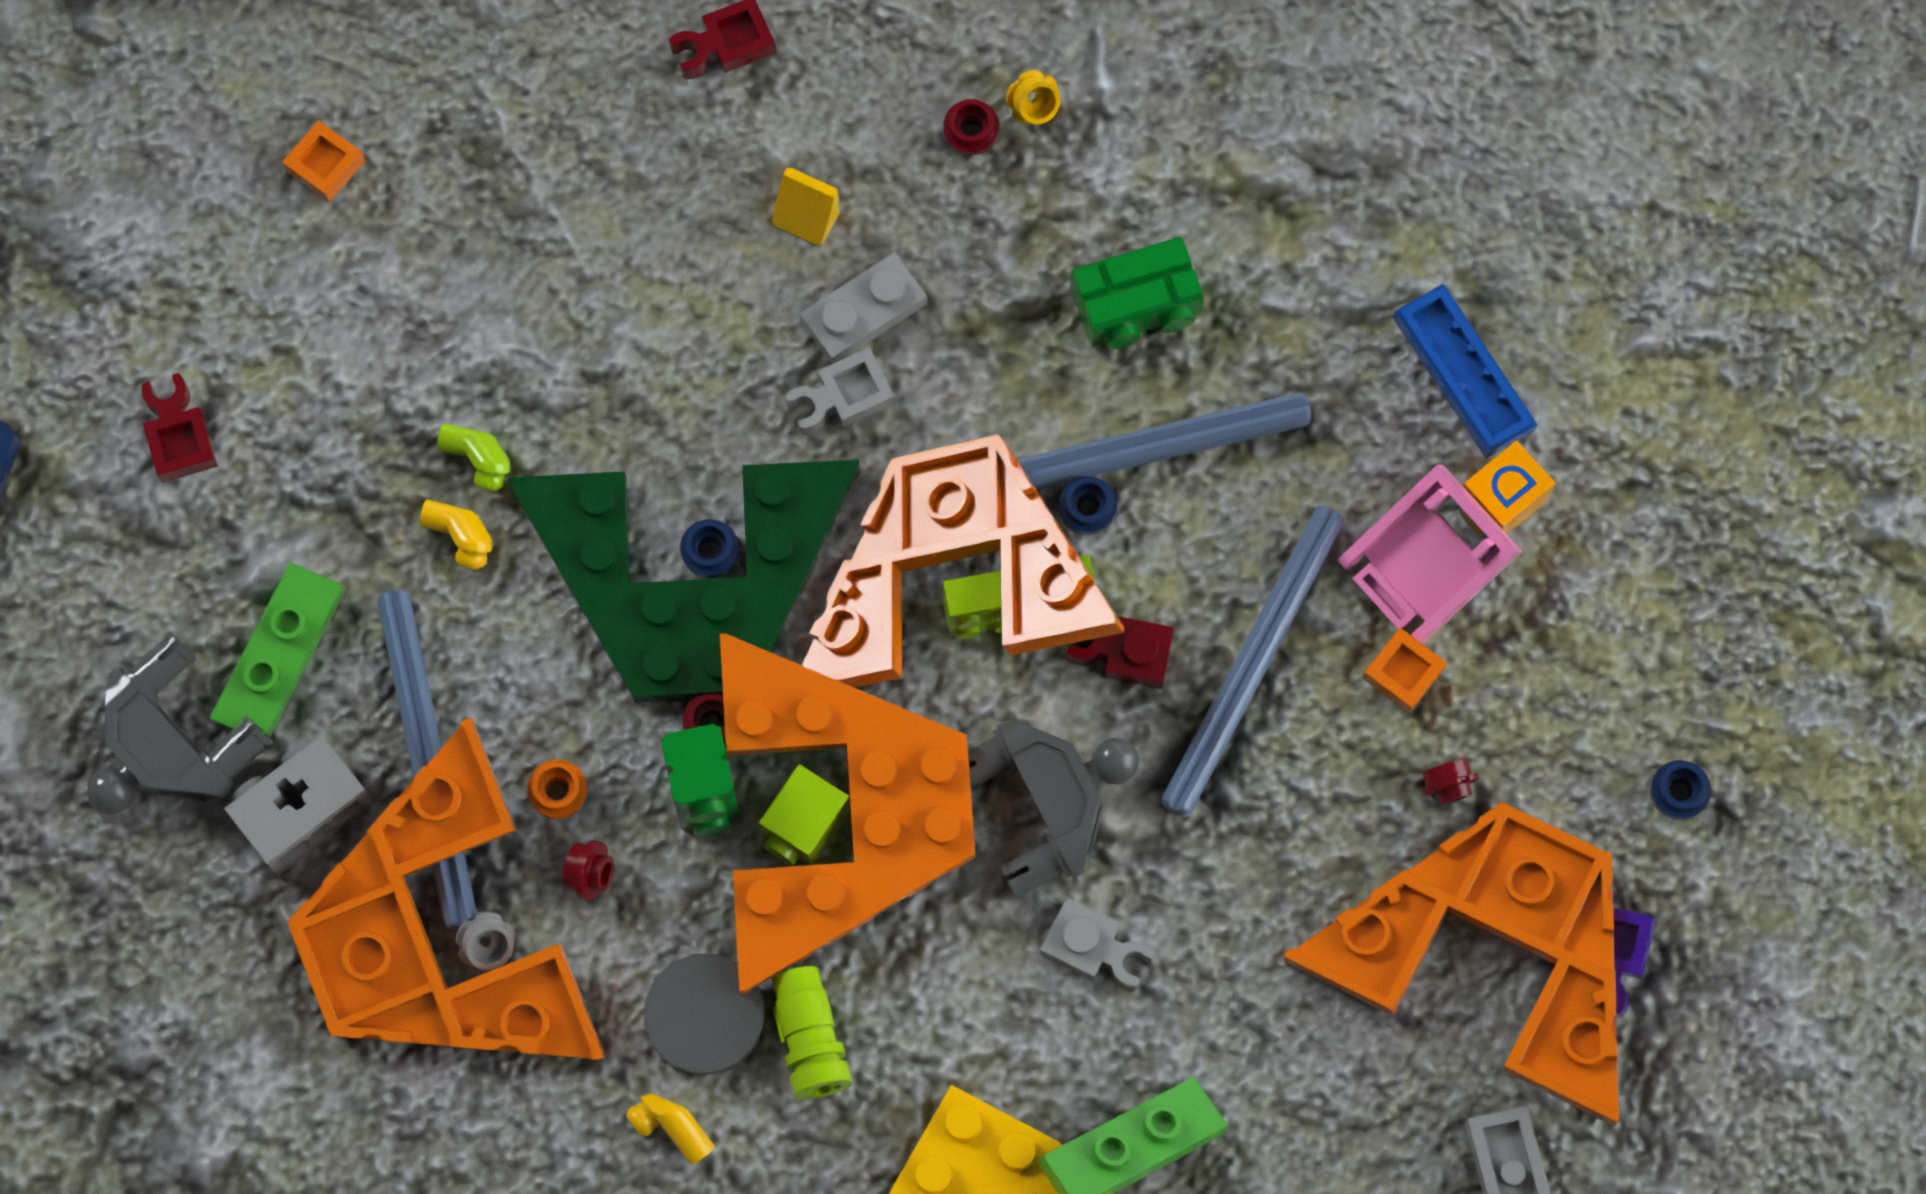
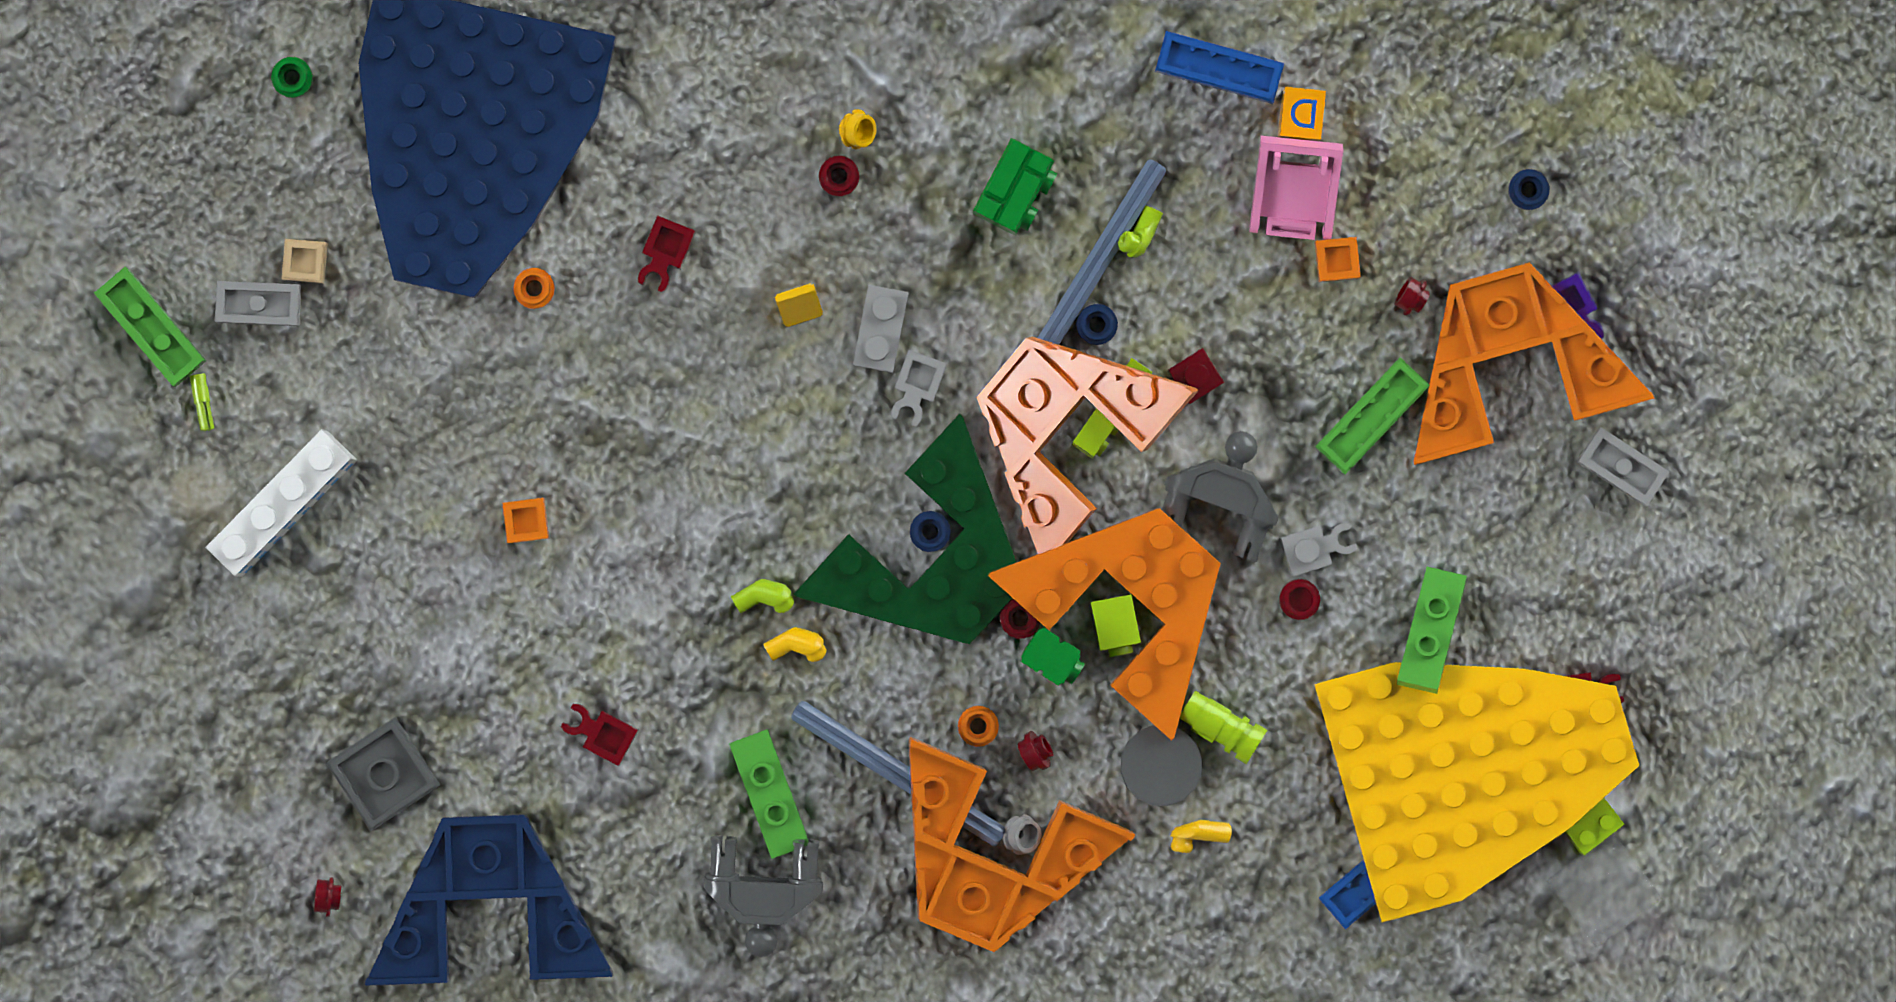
camera: 40 degrees left, 15 degrees up
(275, 827) = (869, 881): light grey brick -> none
(1023, 982) = (1299, 599): none -> dark red plate
(1225, 461) = (1137, 242): none -> lime arm
(1252, 661) = (1256, 325): sand blue axle -> none
(1287, 863) = (1372, 416): none -> bright green plate

